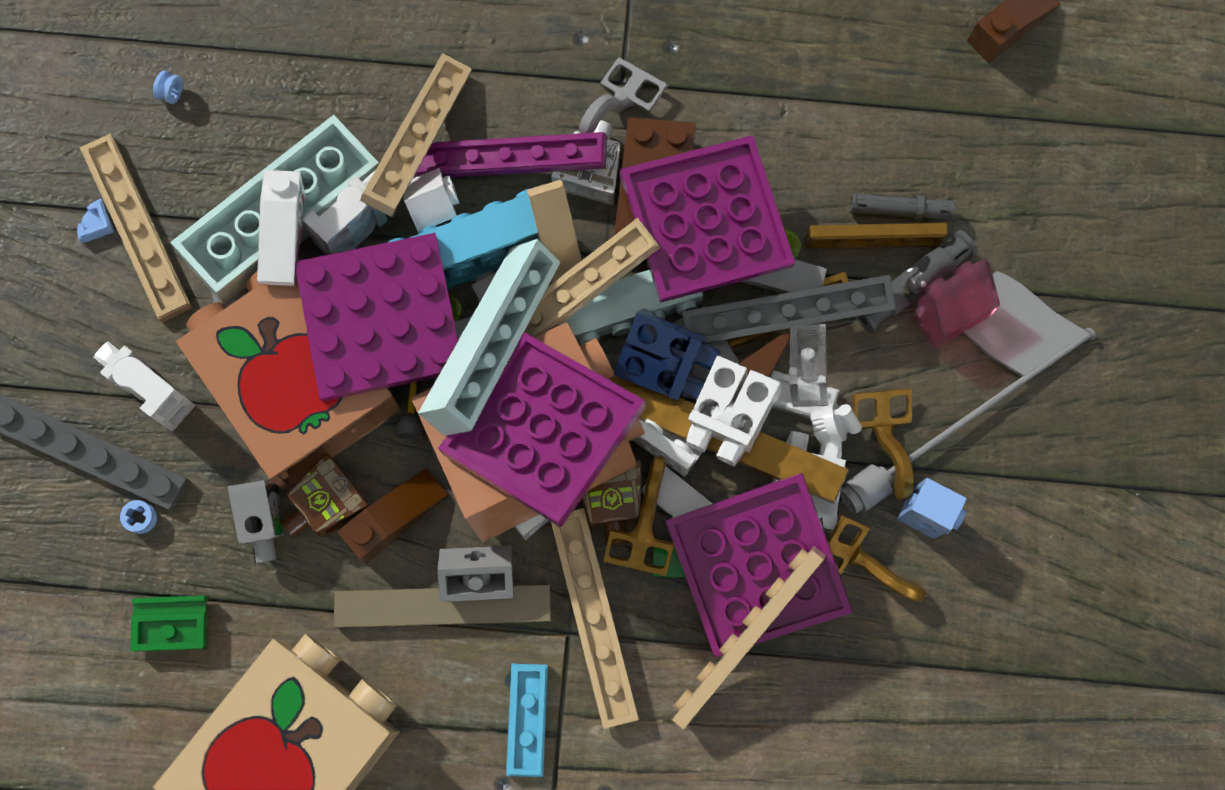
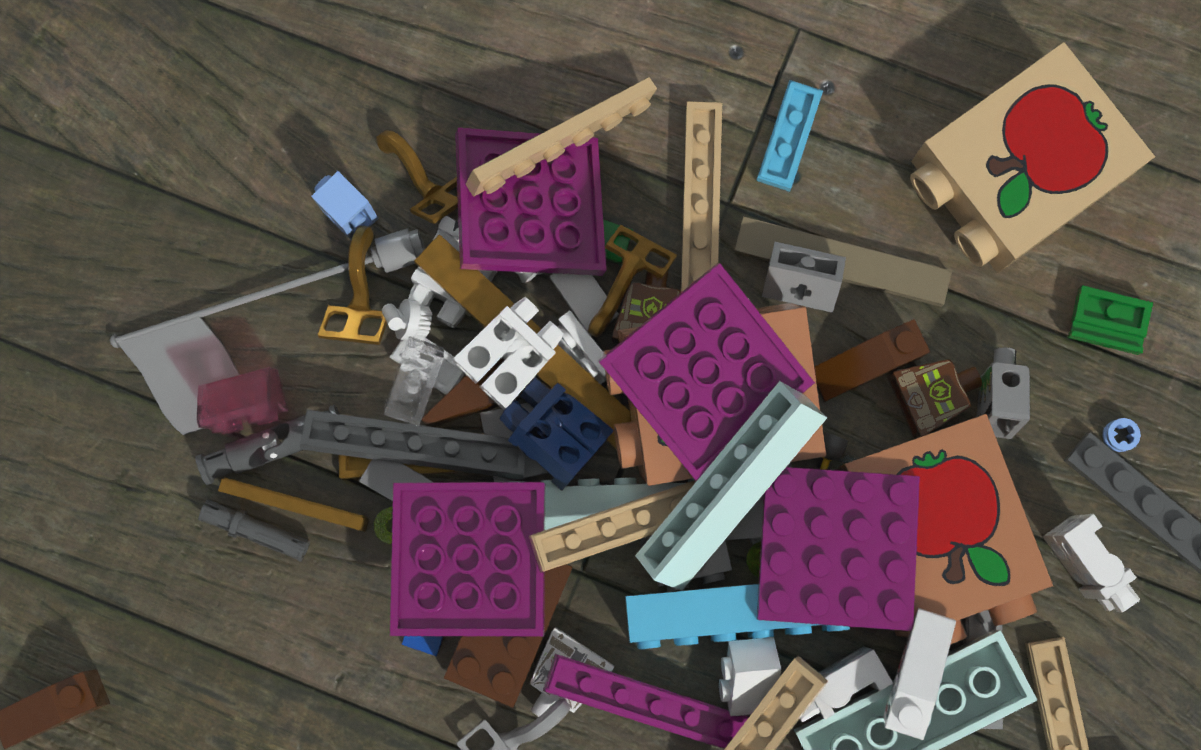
camera: 160 degrees left, 5 degrees up
(555, 224) = (630, 587): tan tile -> none

